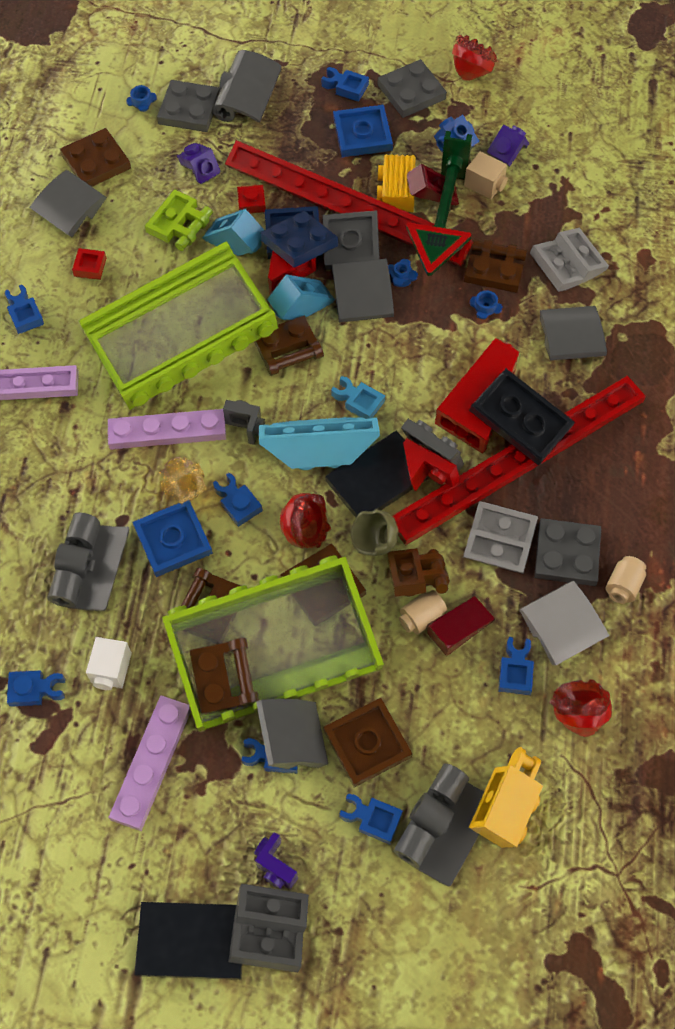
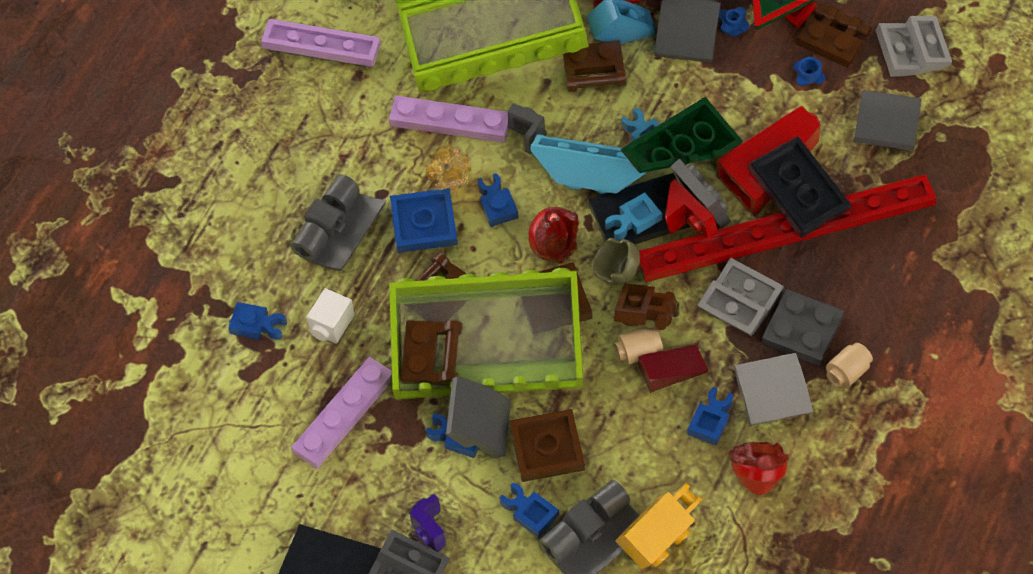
camera: 20 degrees right, 5 degrees down
(377, 481) = (636, 215): none -> dark azure plate
(404, 394) = (691, 136): none -> dark green wedge

